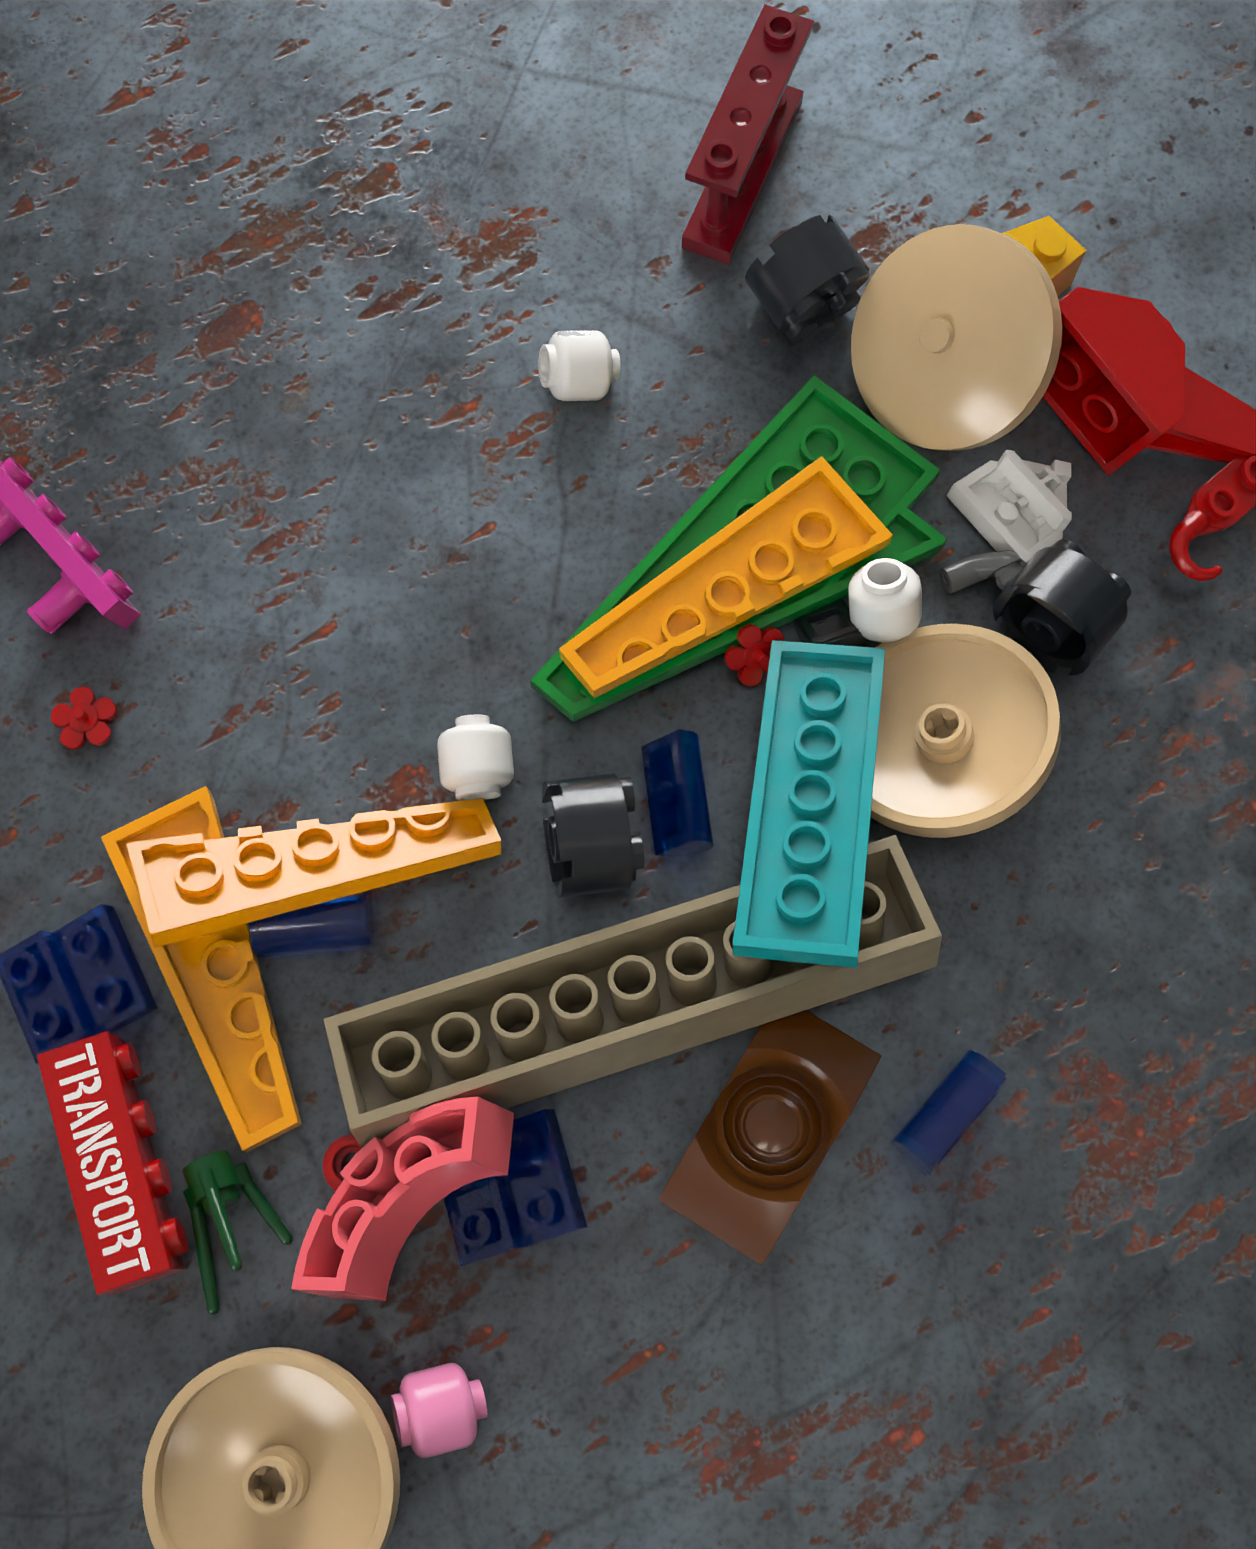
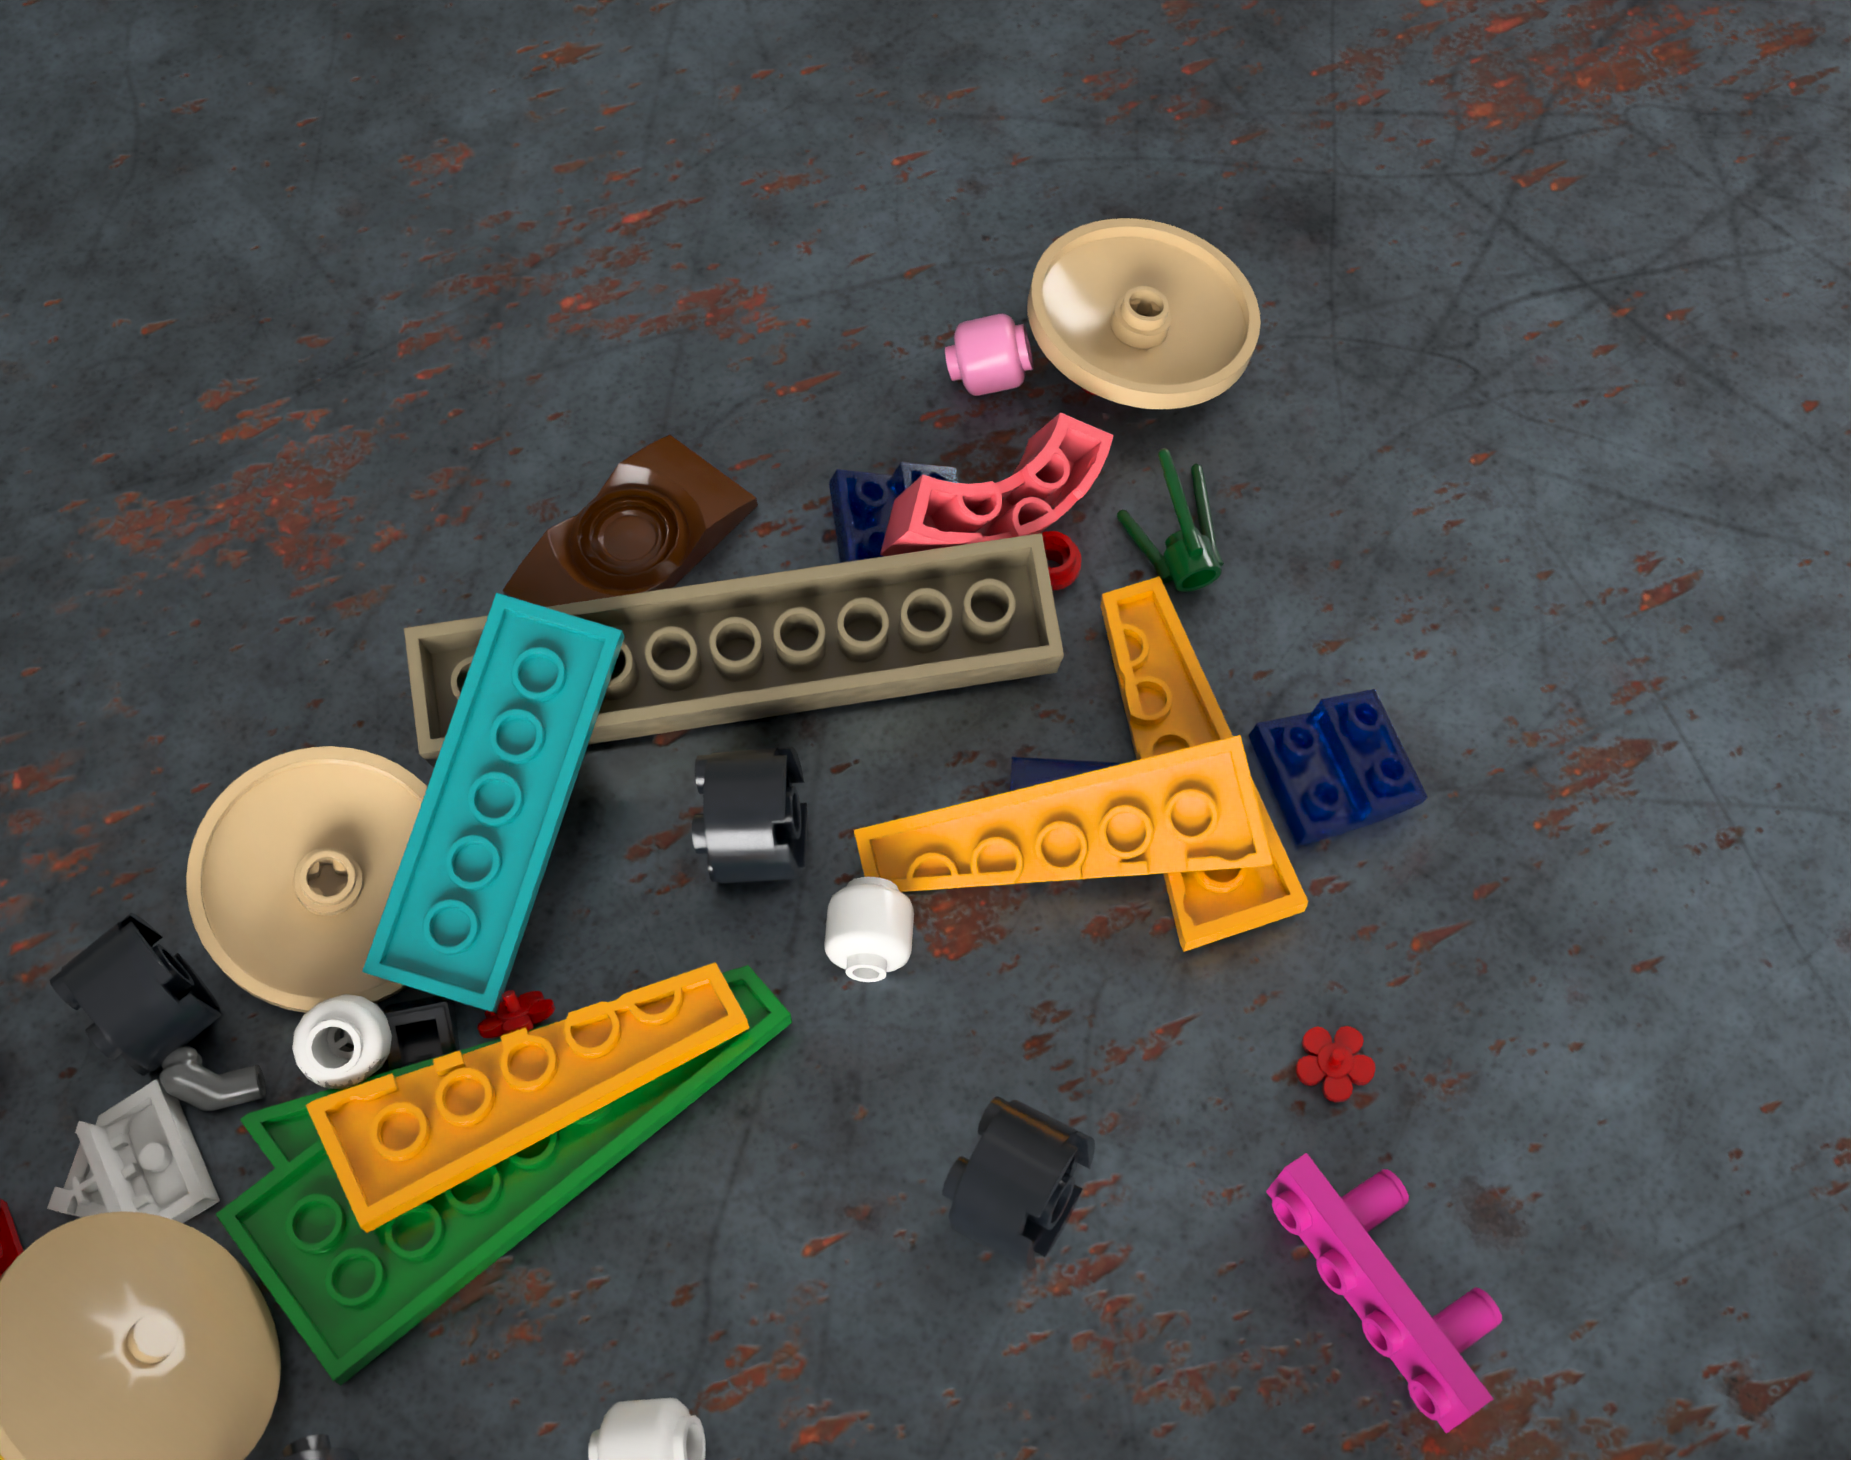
camera: 170 degrees left, 10 degrees down
(112, 1163) = (1292, 587): red brick -> none
(325, 565) = (1017, 1181): none -> black brick
(677, 795) = (647, 866): clear blue brick -> none
(949, 1111) = (450, 522): clear blue brick -> none

